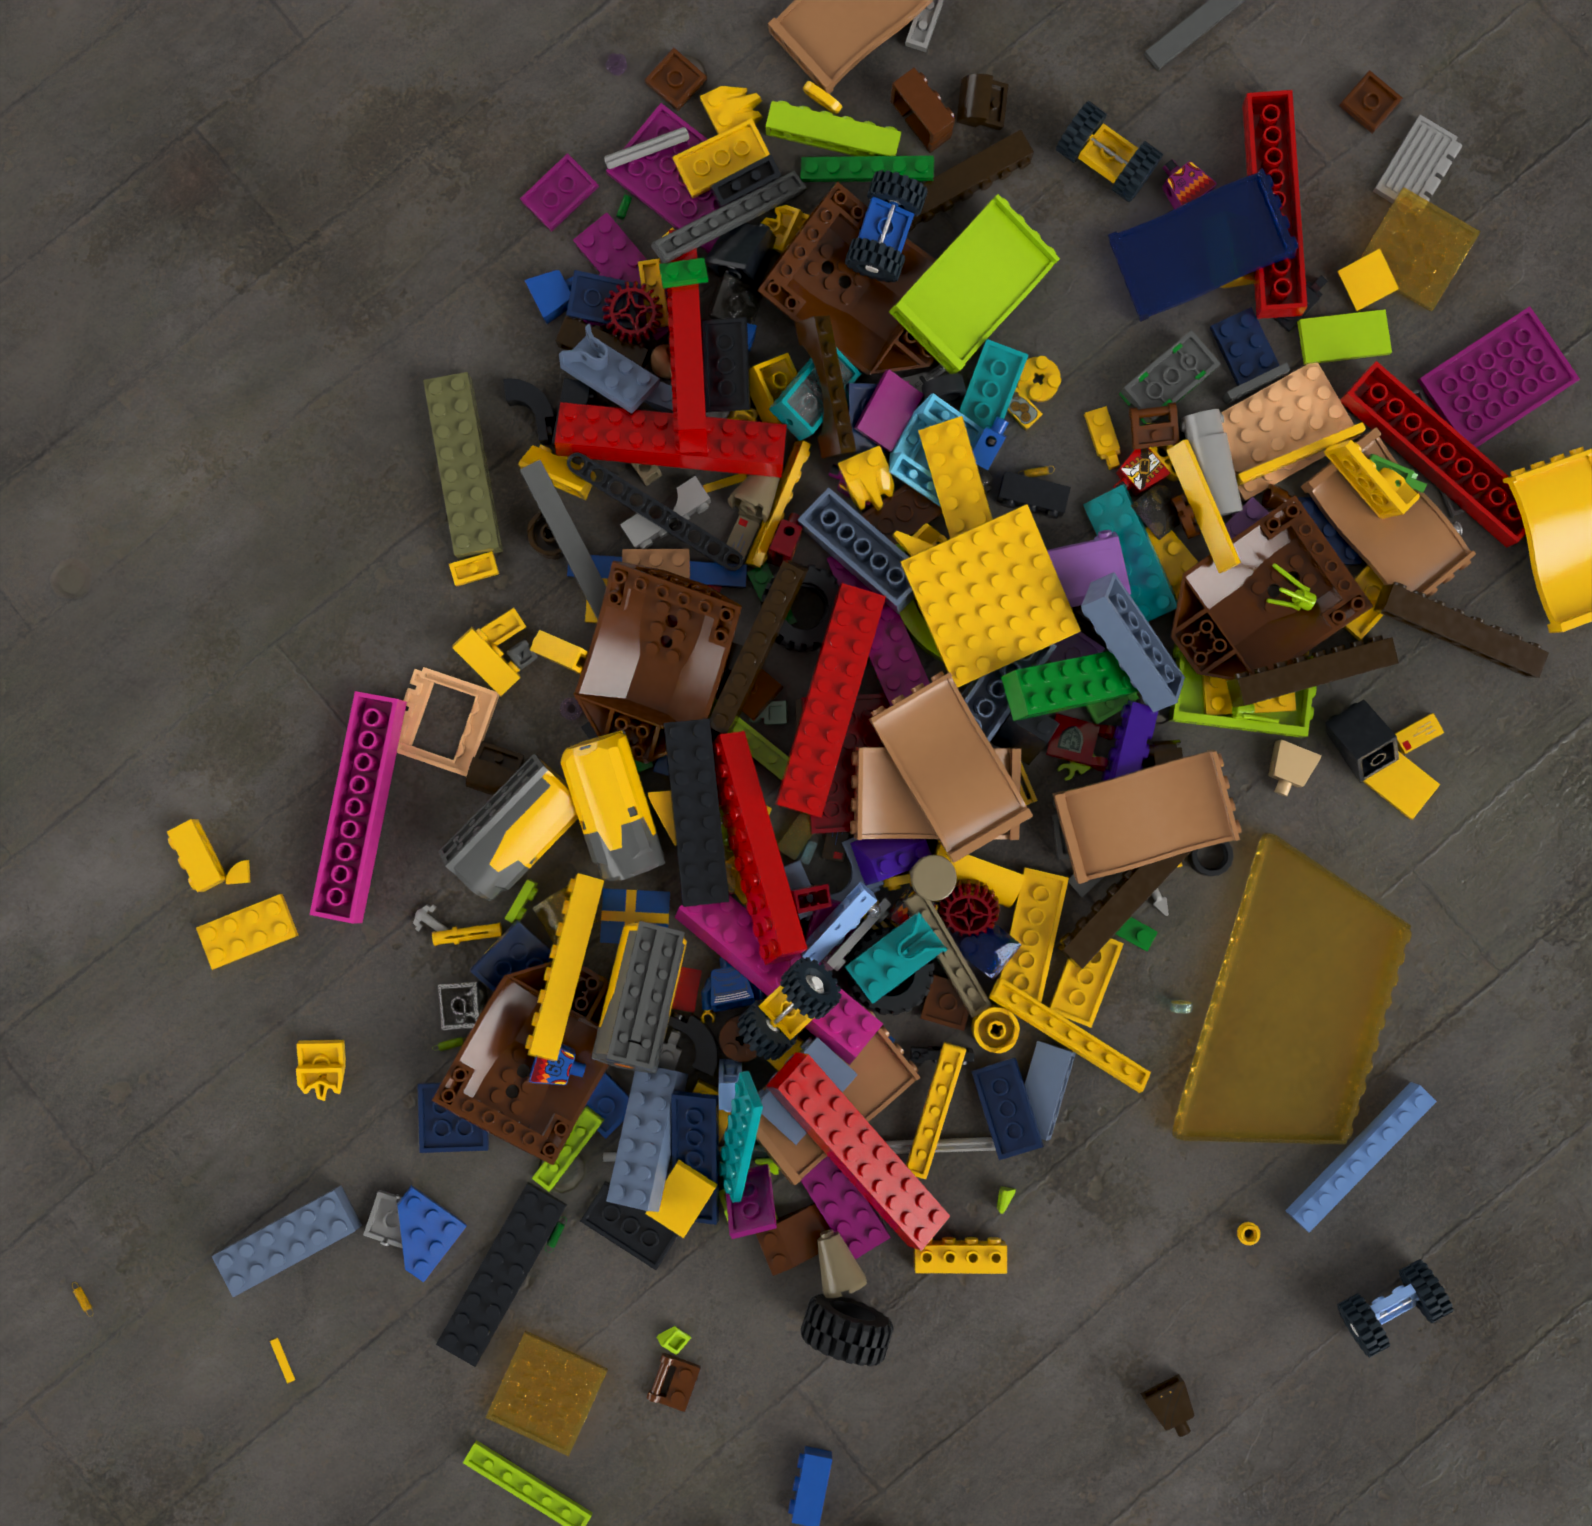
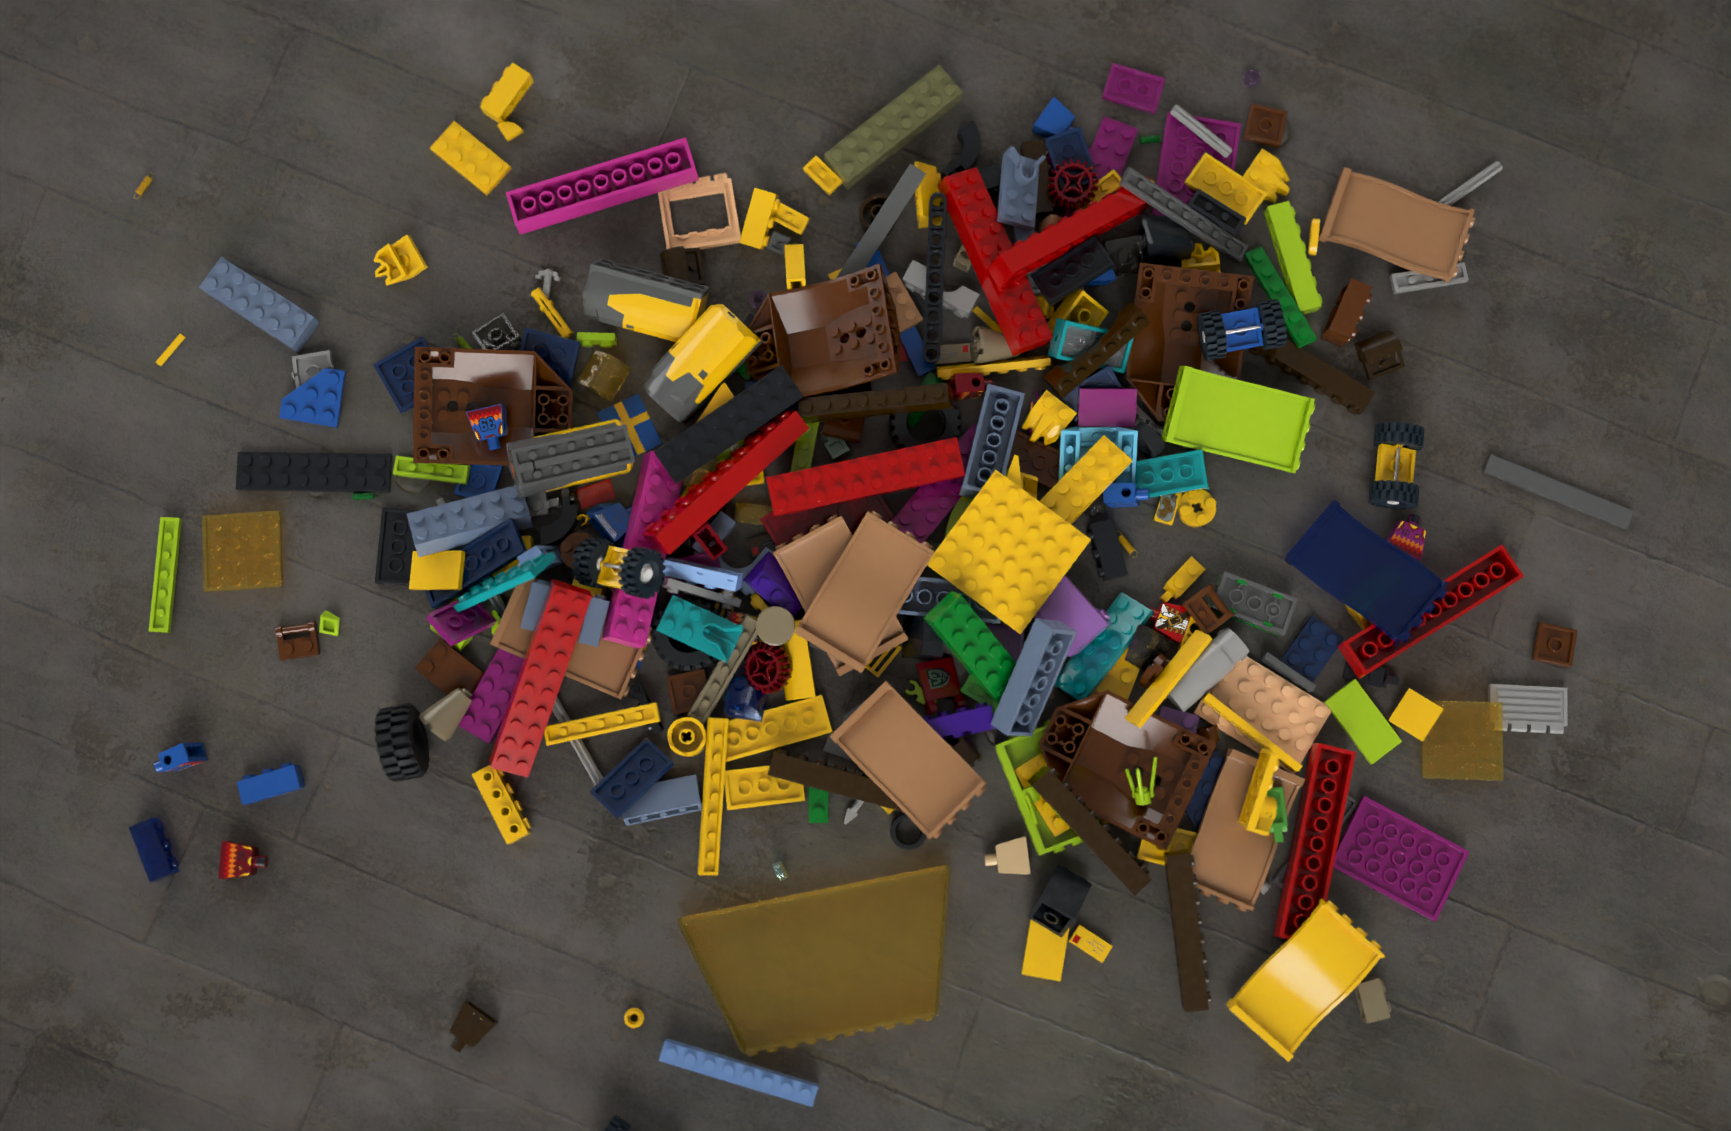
camera: 60 degrees right, 5 degrees down
(565, 967) = (564, 391): yellow brick -> none
(683, 273) = (1120, 201): green plate -> none
(808, 853) = (745, 526): clear light blue tile -> none
(1004, 1198) = (565, 814): lime slope -> none

